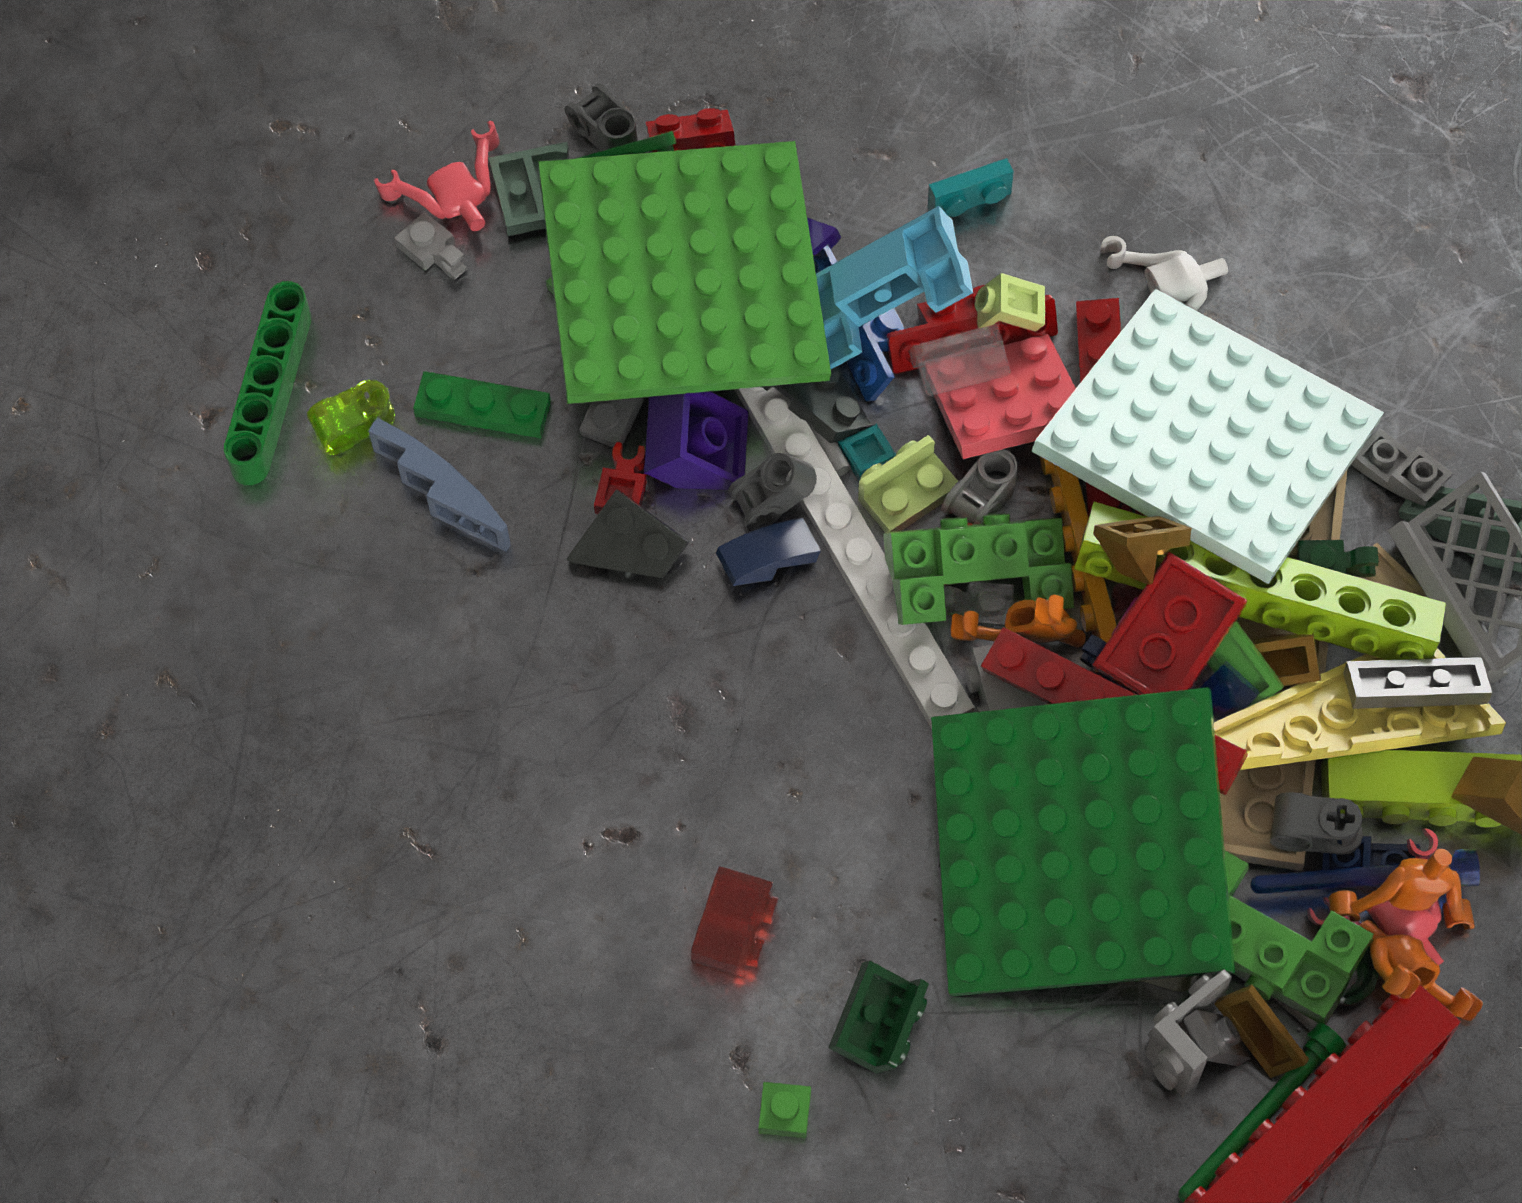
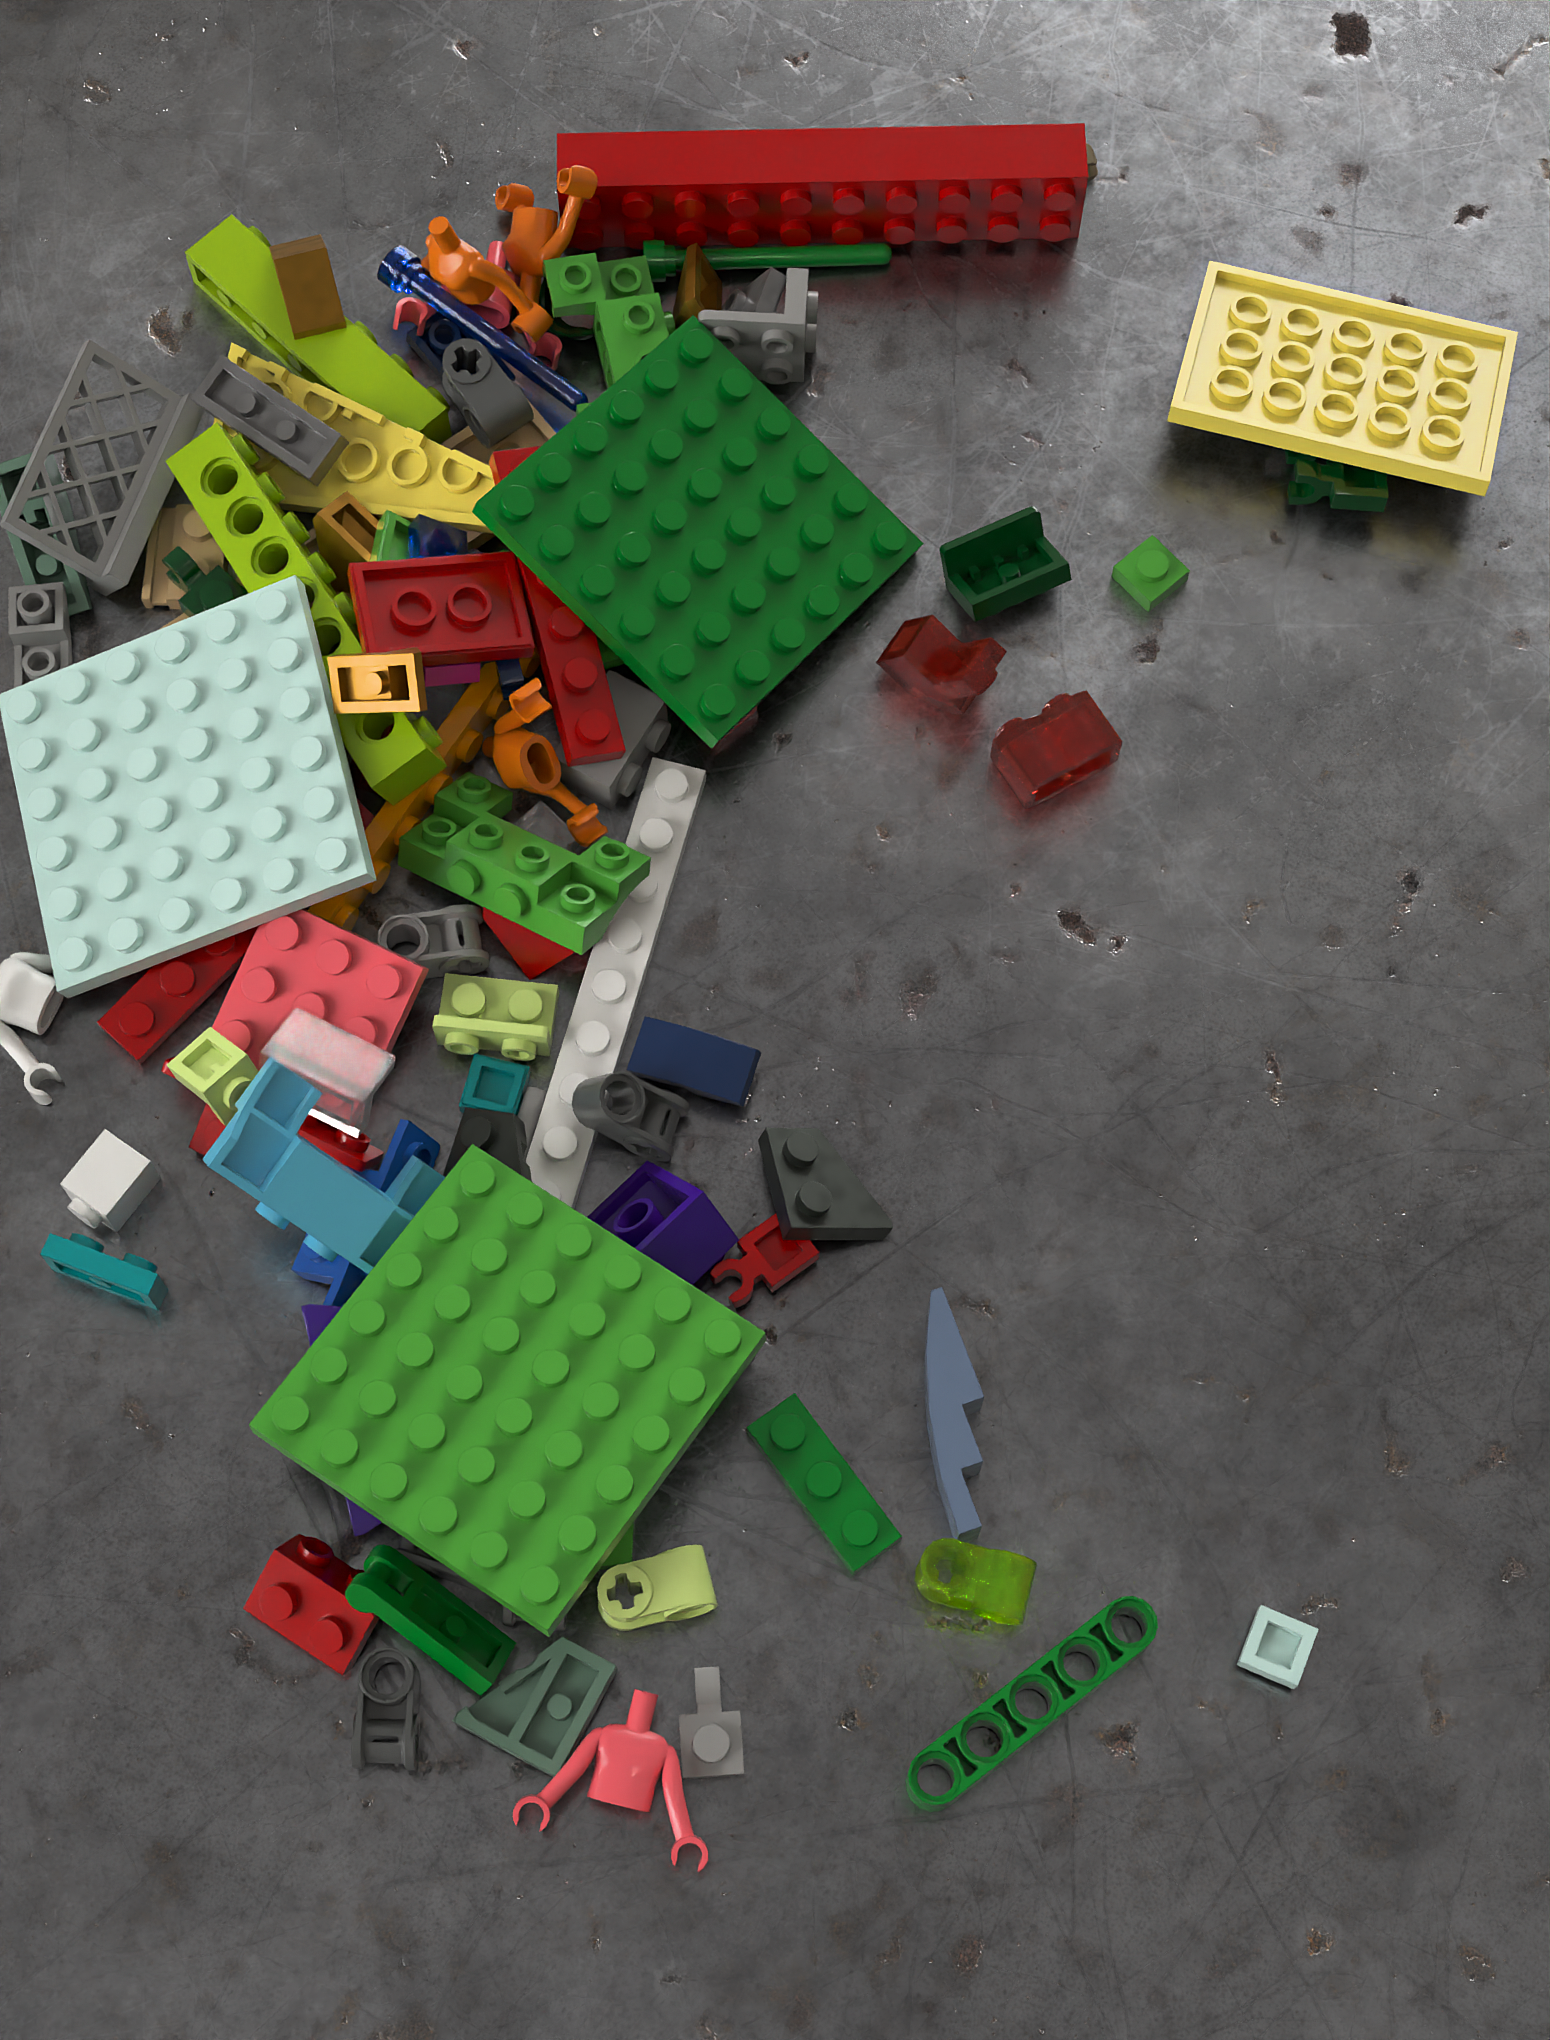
camera: 140 degrees left, 5 degrees up
(154, 517) = (1277, 1647): none -> light aqua plate
(519, 277) = (666, 1588): none -> yellowish green piece
(854, 912) = (939, 666): none -> clear red brick
(1018, 231) = (109, 1182): none -> white brick

